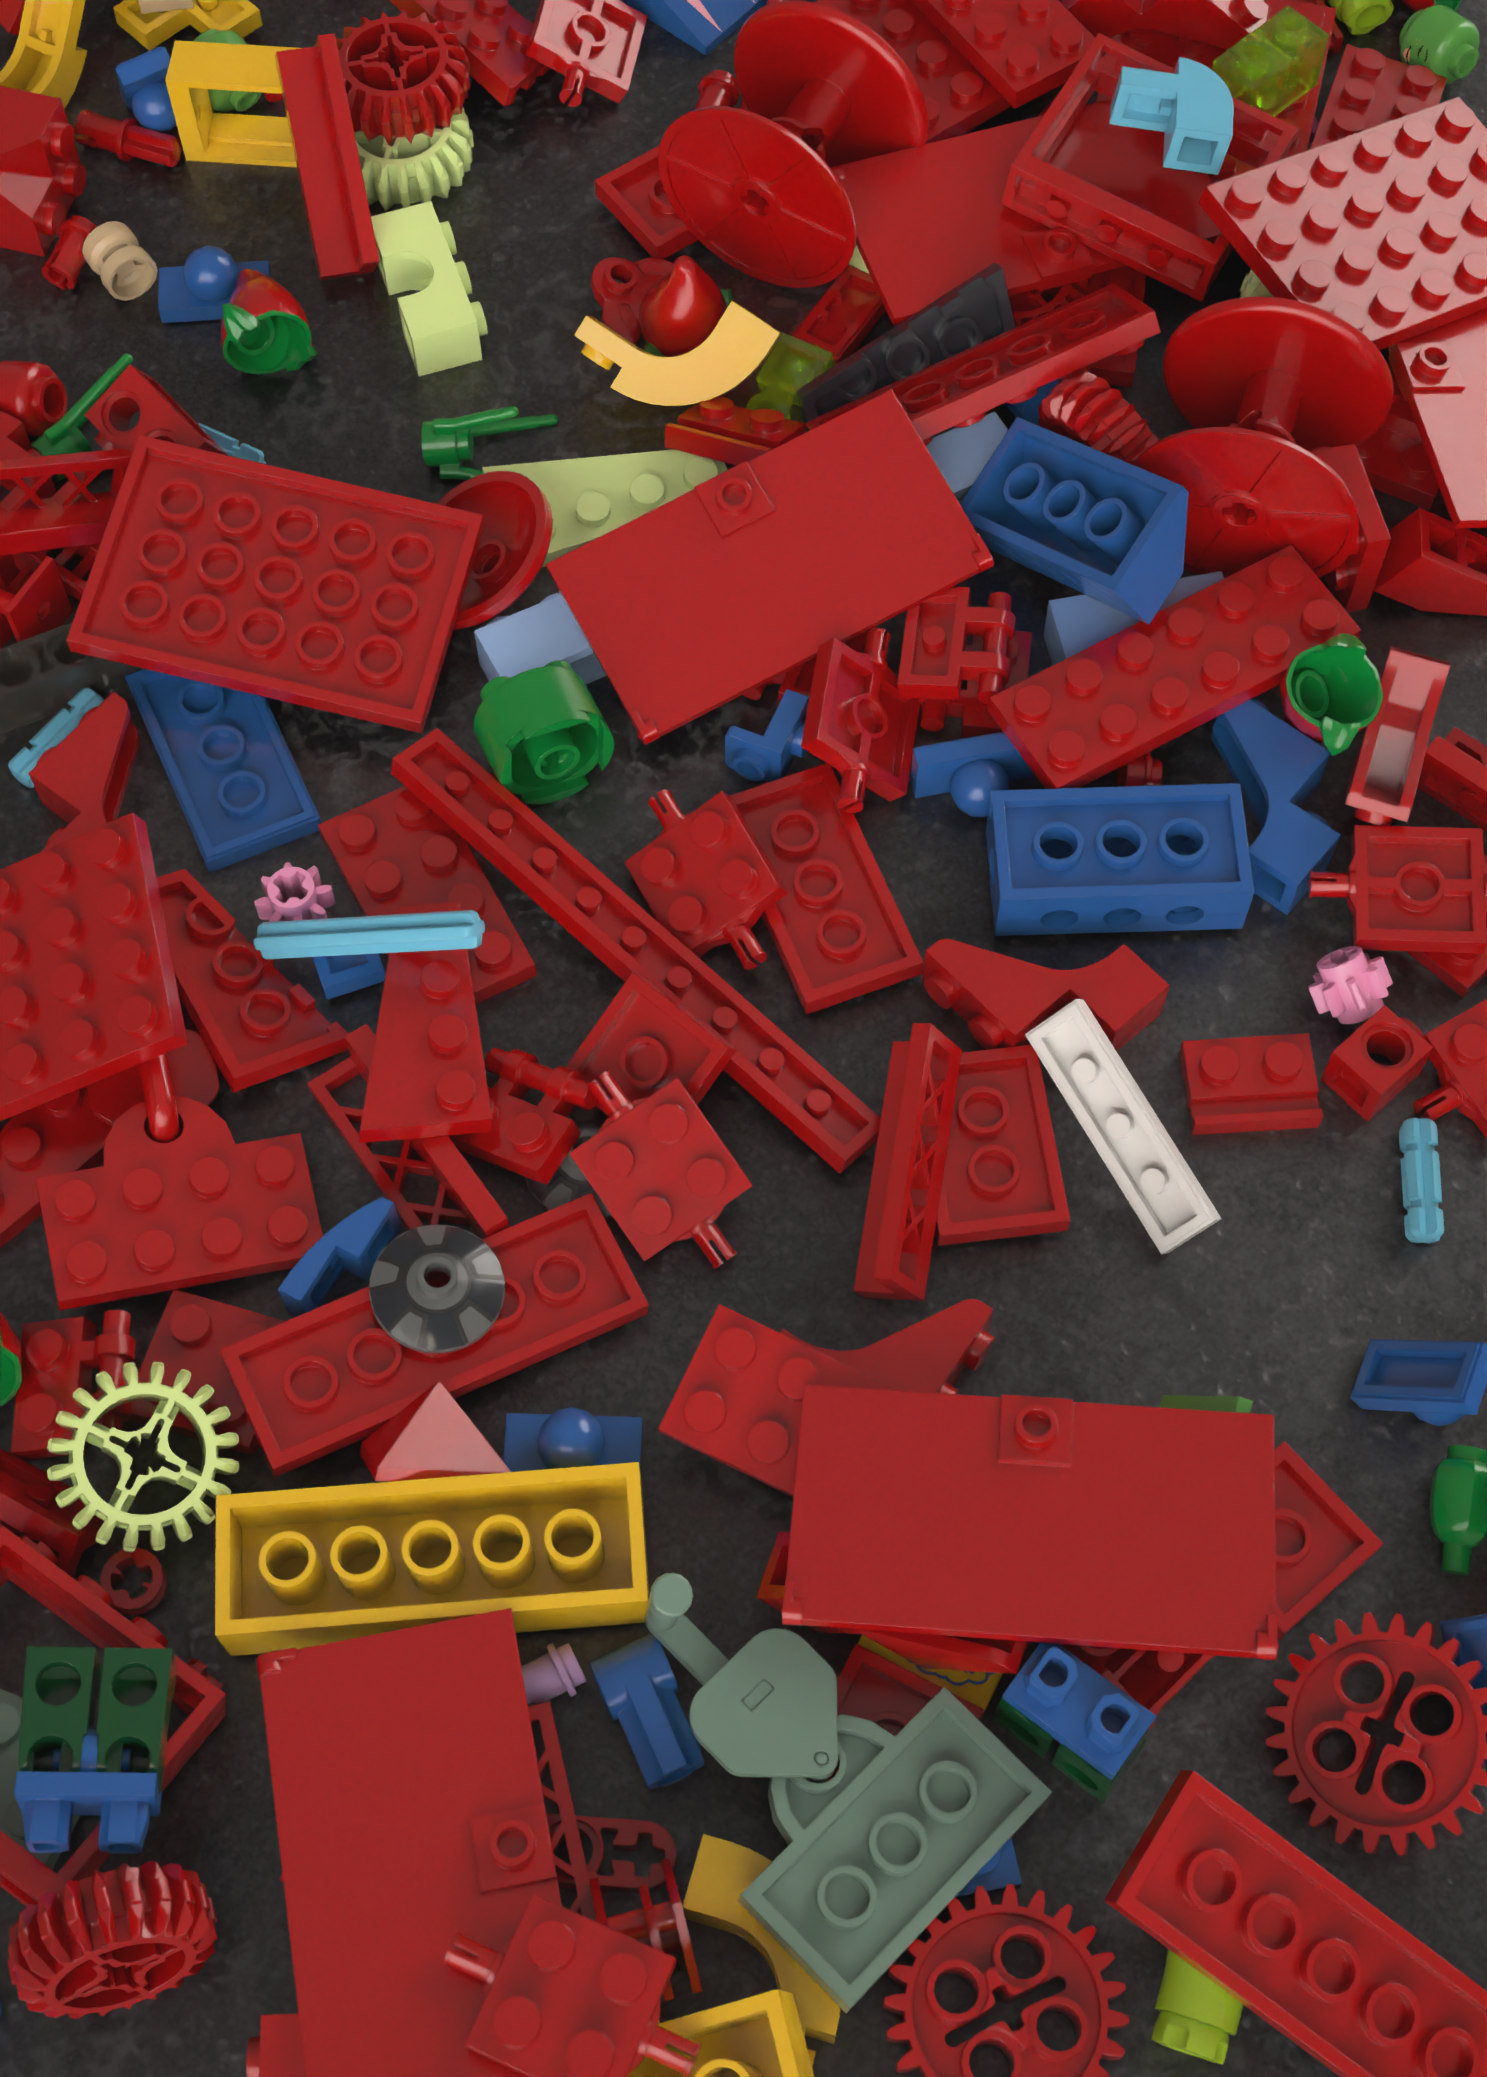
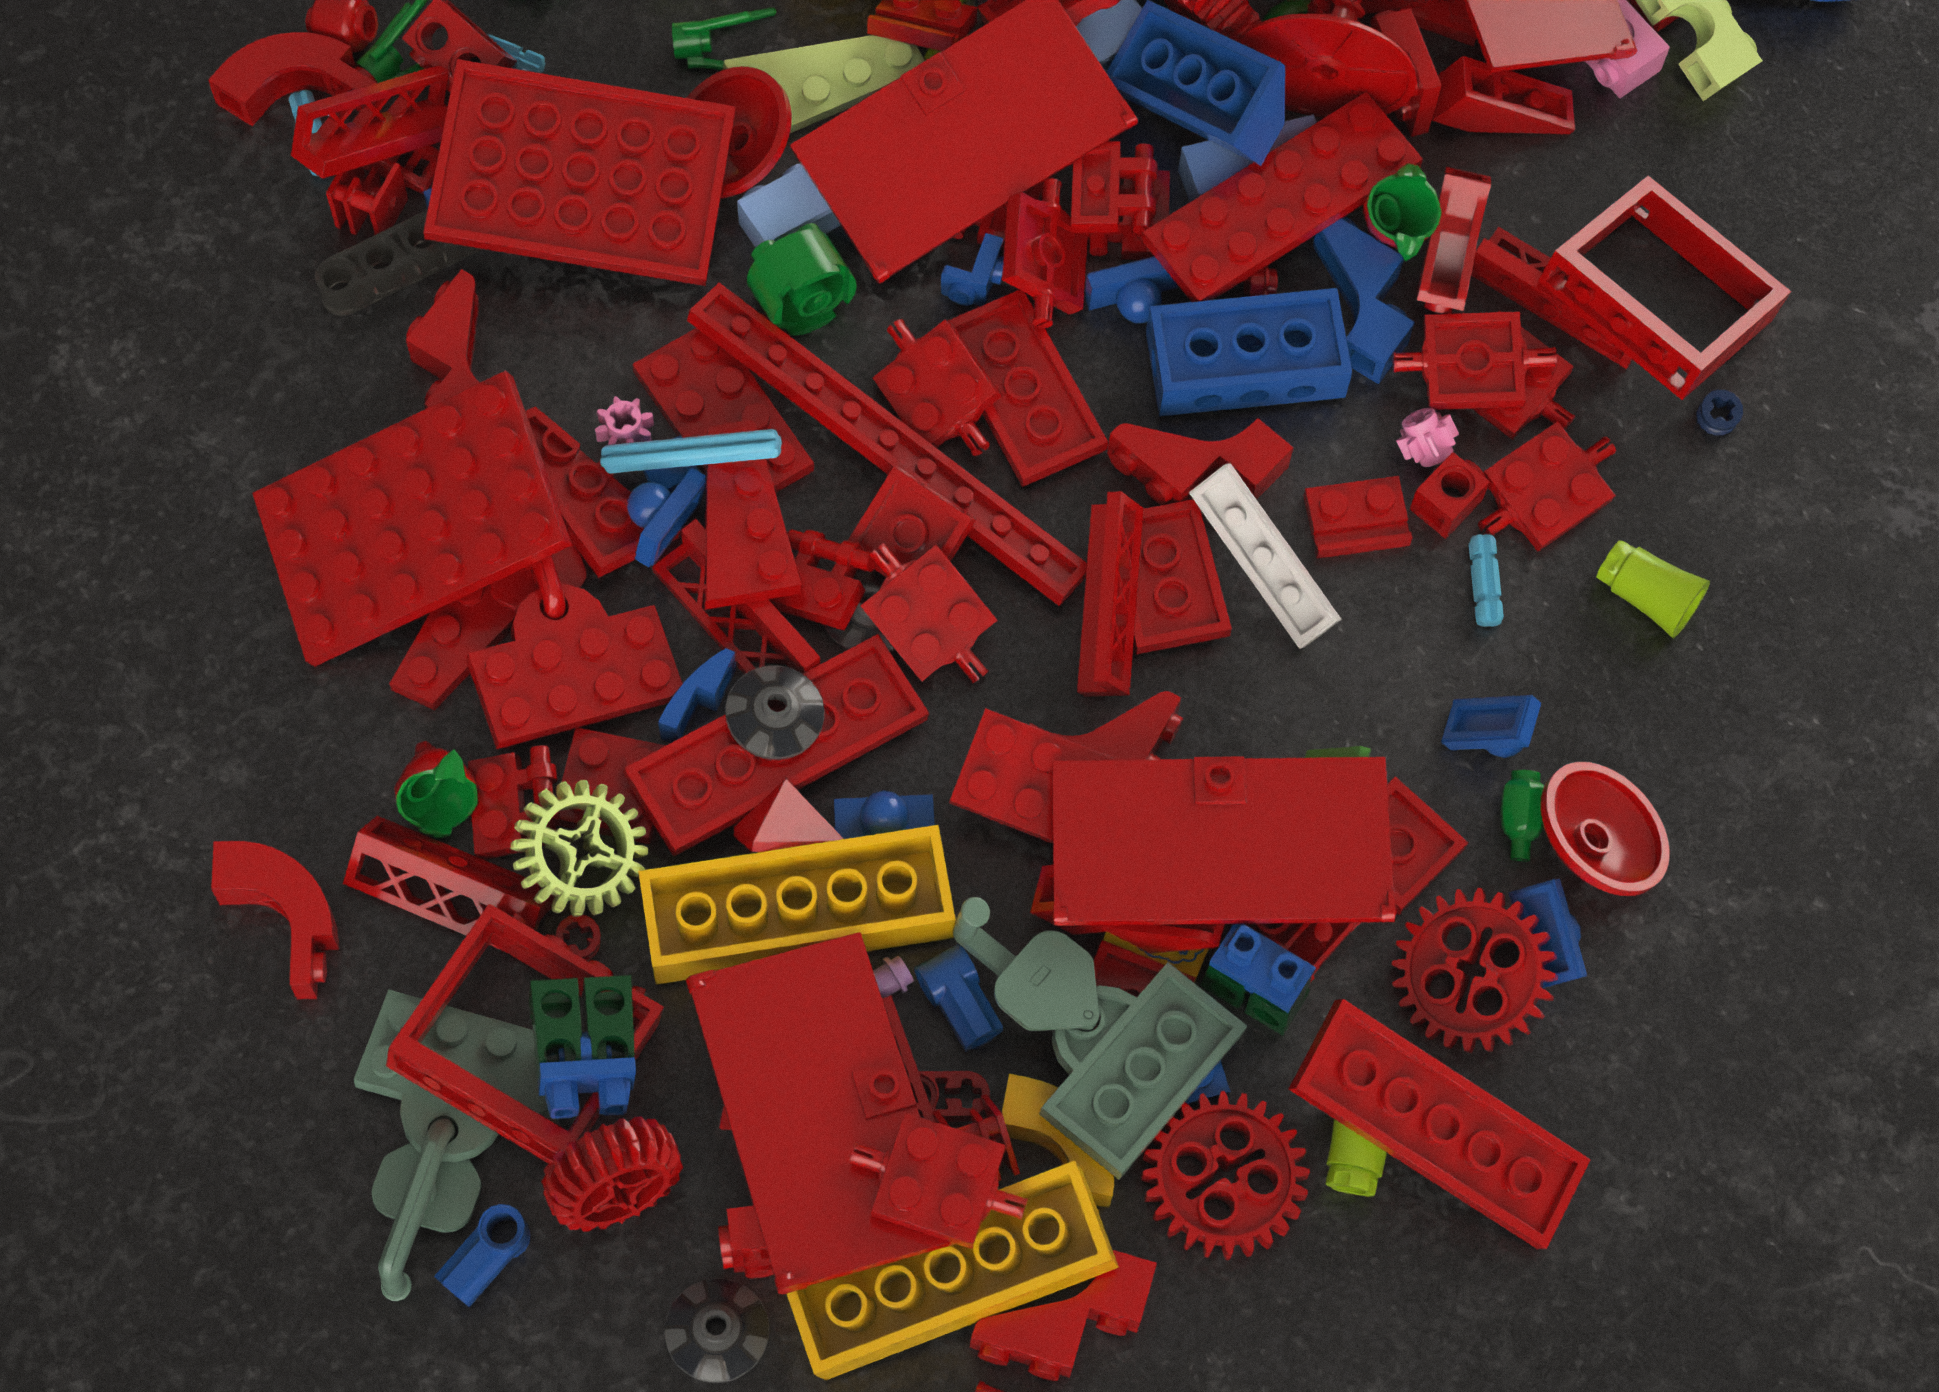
camera: 10 degrees left, 5 degrees up
(52, 734) = (414, 305): medium azure axle -> none
(224, 766) = (550, 321): blue tile -> none
(325, 1014) = (663, 513): none -> blue tile

